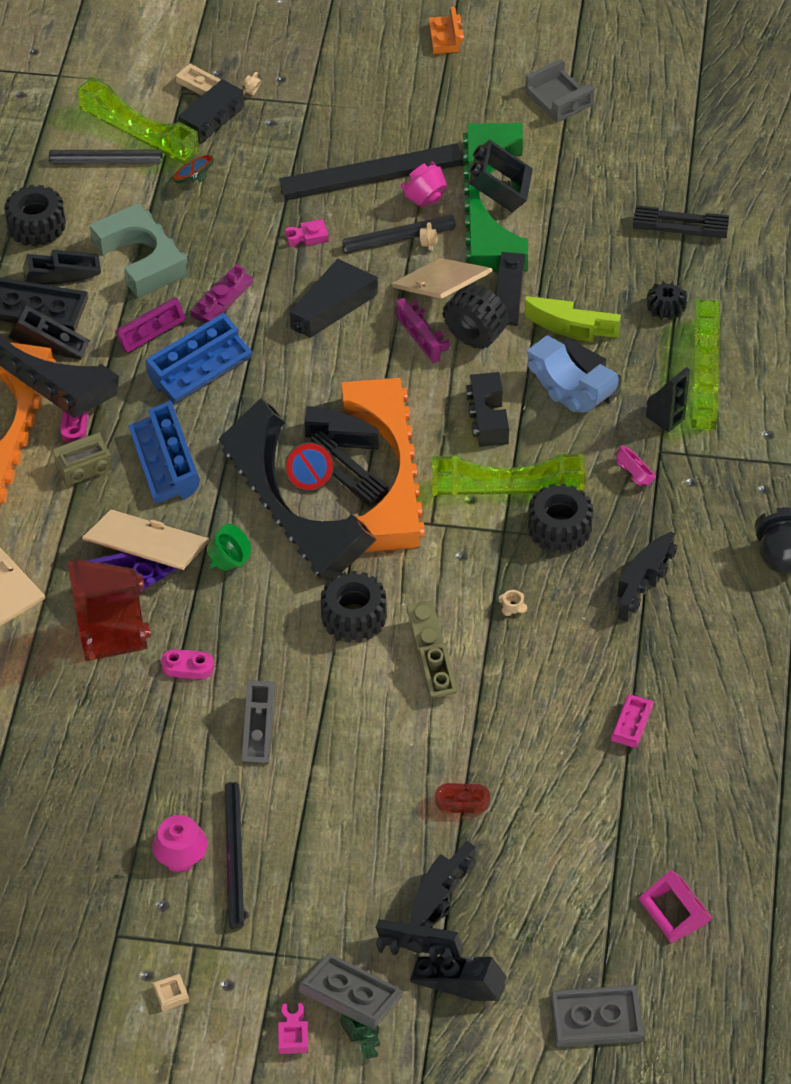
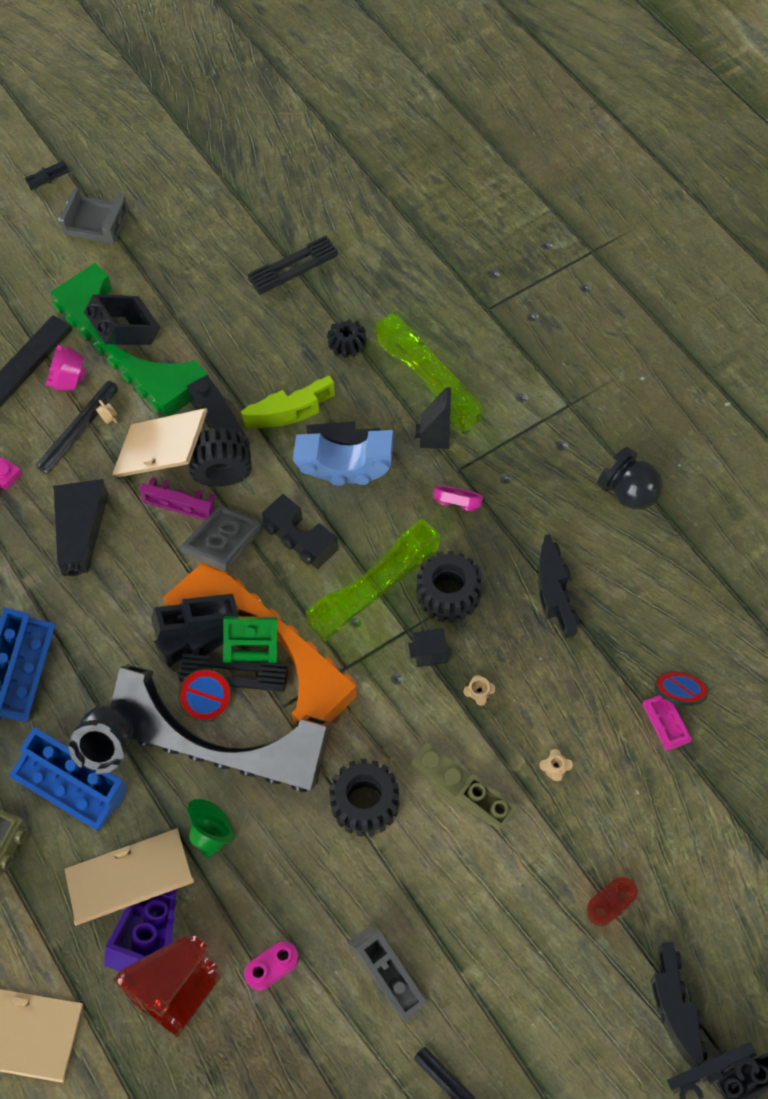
camera: 40 degrees left, 10 degrees up
(205, 433) = (101, 739): none -> black tile
(348, 405) = (192, 616): none -> black slope
(378, 443) = (250, 632): none -> green plate
(425, 373) = (221, 538): none -> dark grey tile
(503, 549) = (429, 648): none -> black brick
(516, 695) = (556, 773): none -> tan plate
(552, 39) = (46, 175): none -> black axle
(666, 706) = (681, 688): none -> piece

